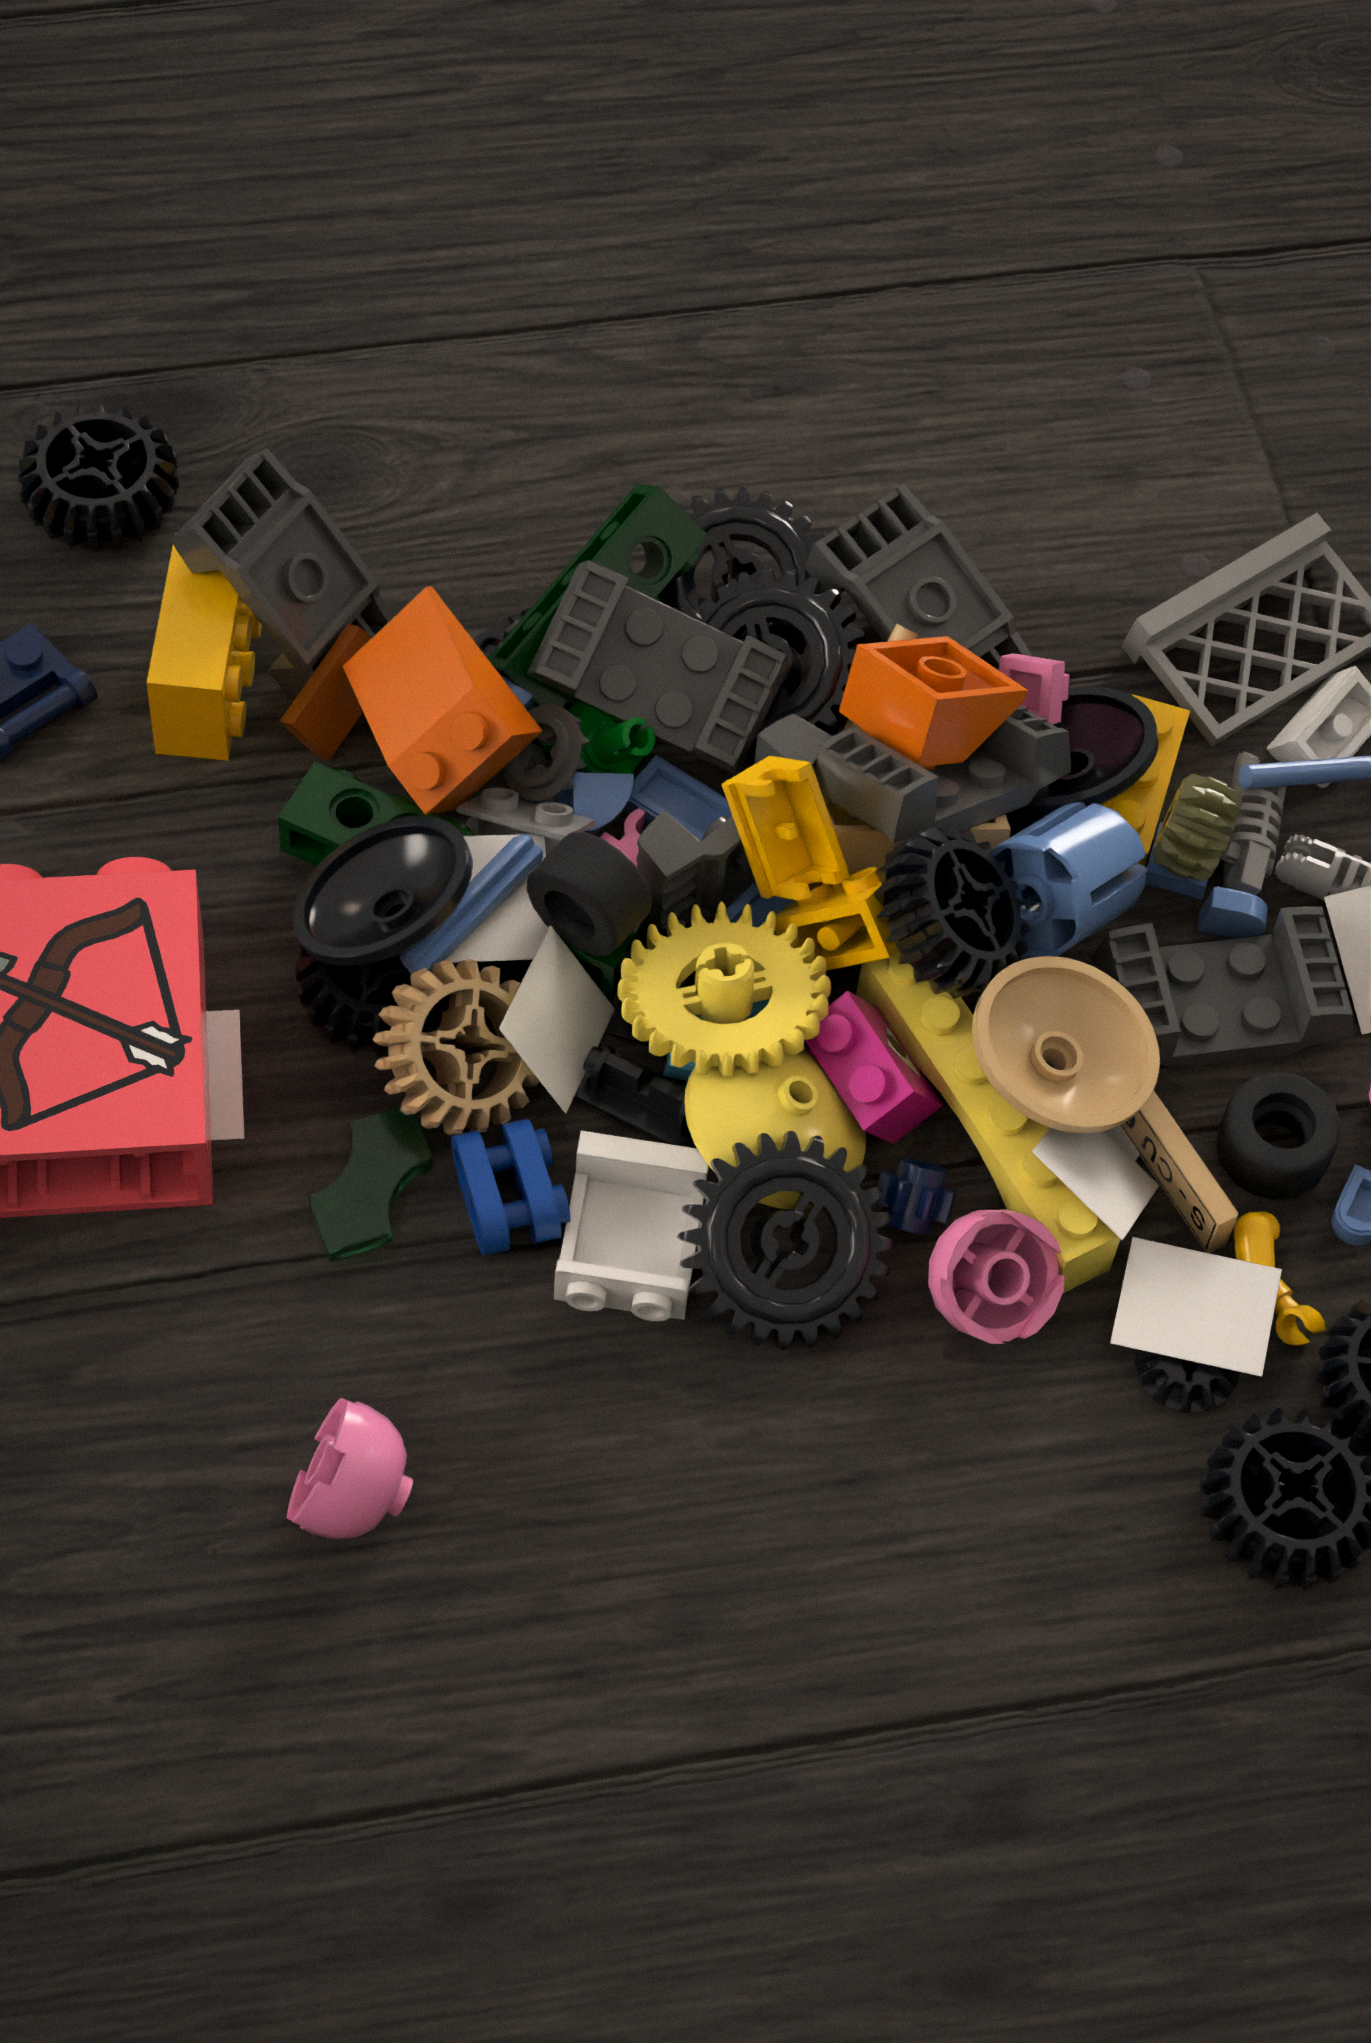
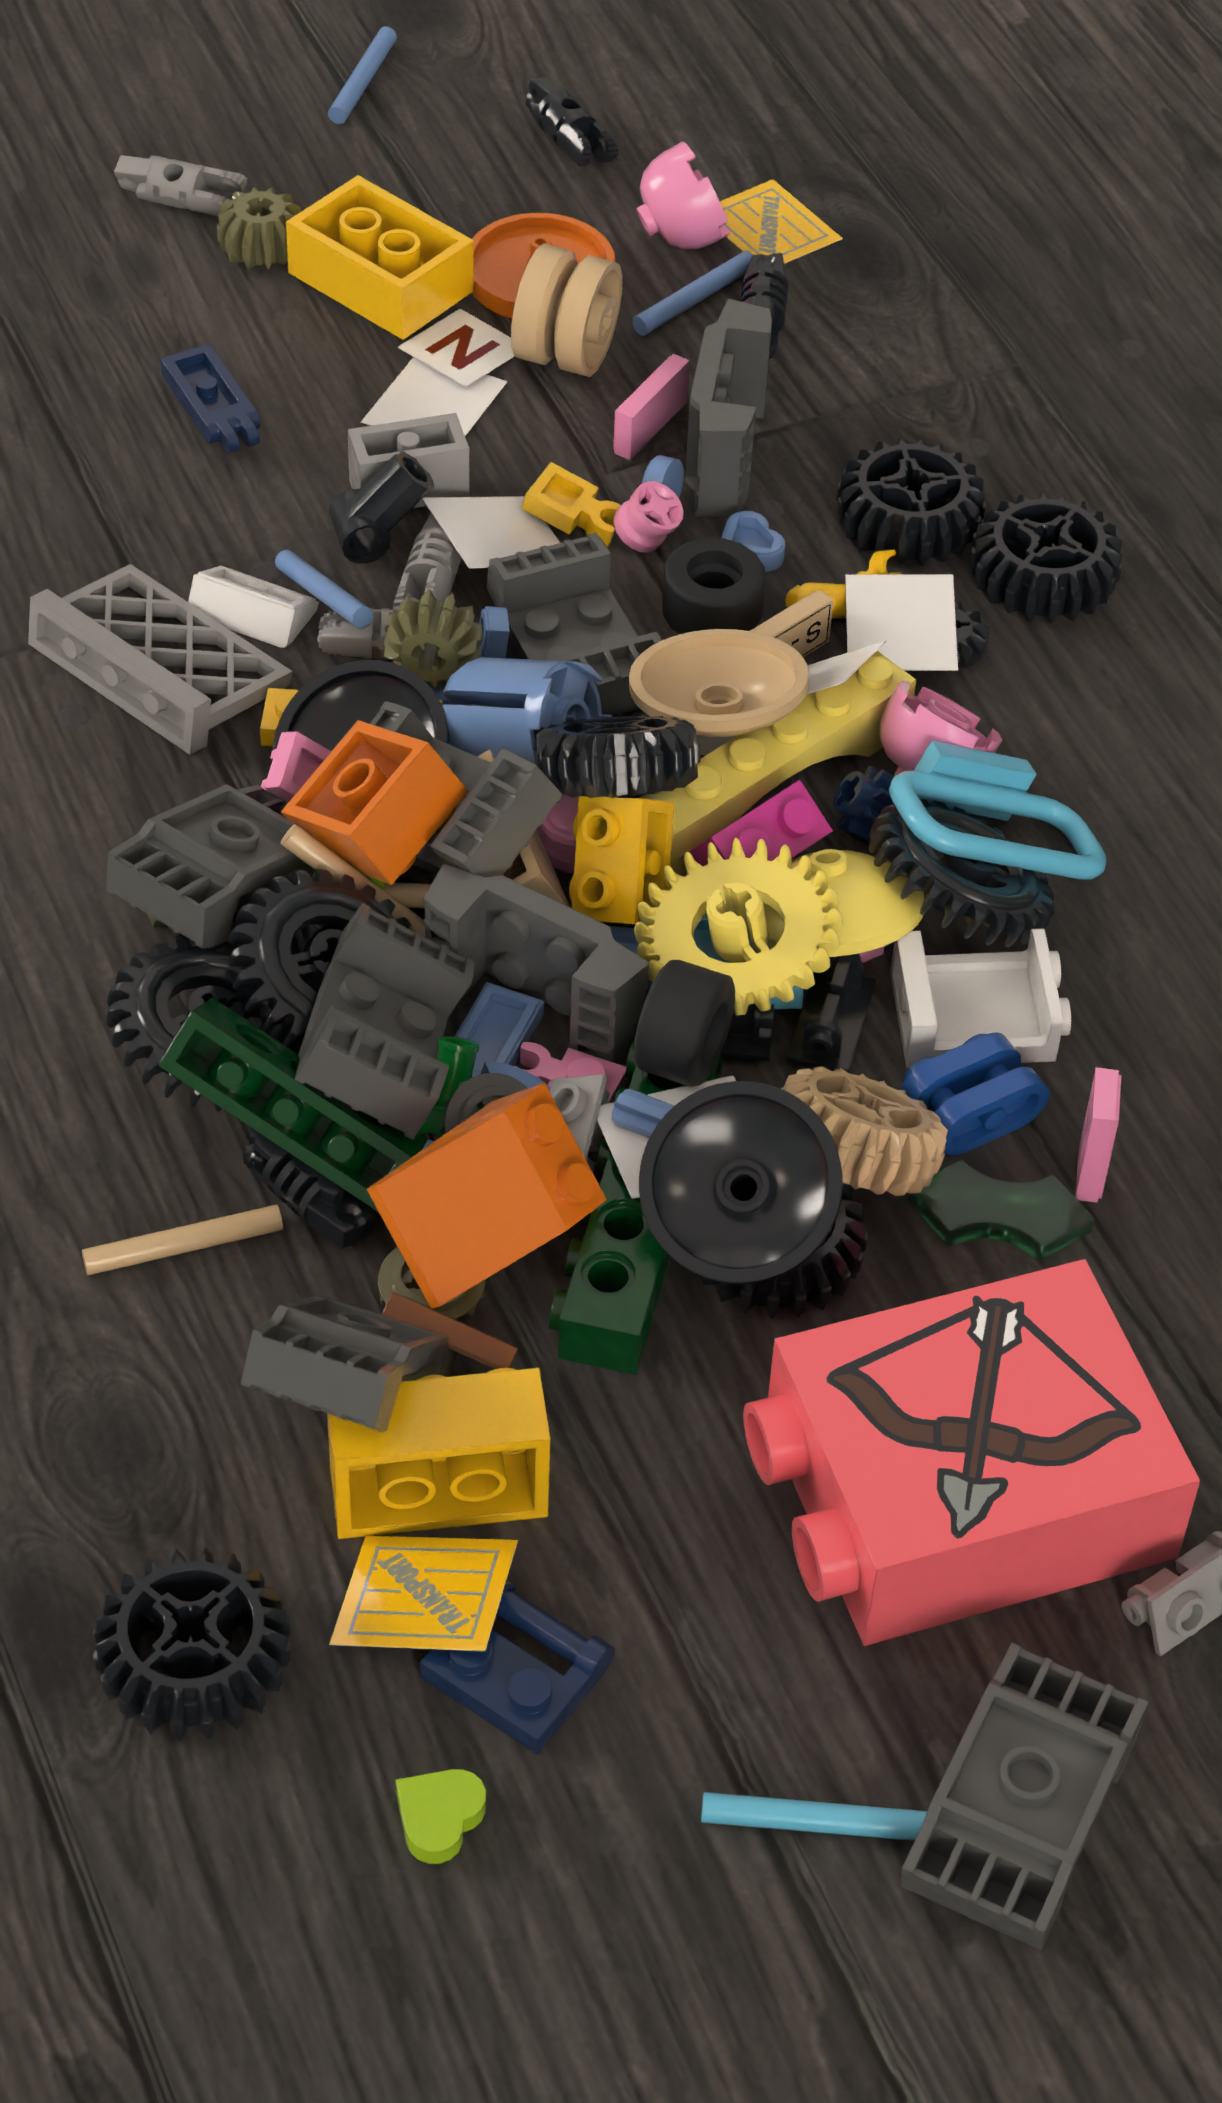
camera: 100 degrees left, 10 degrees down
(91, 637) = (424, 1593): none -> yellow sticker
(399, 1253) = (1098, 1134): none -> bright pink tile
(516, 539) = (182, 1239): none -> tan bar
(556, 1018) = (819, 1065): white sticker -> none
(785, 827) = (565, 871): yellow hinge -> none
(904, 1286) = (996, 789): none -> medium azure bar

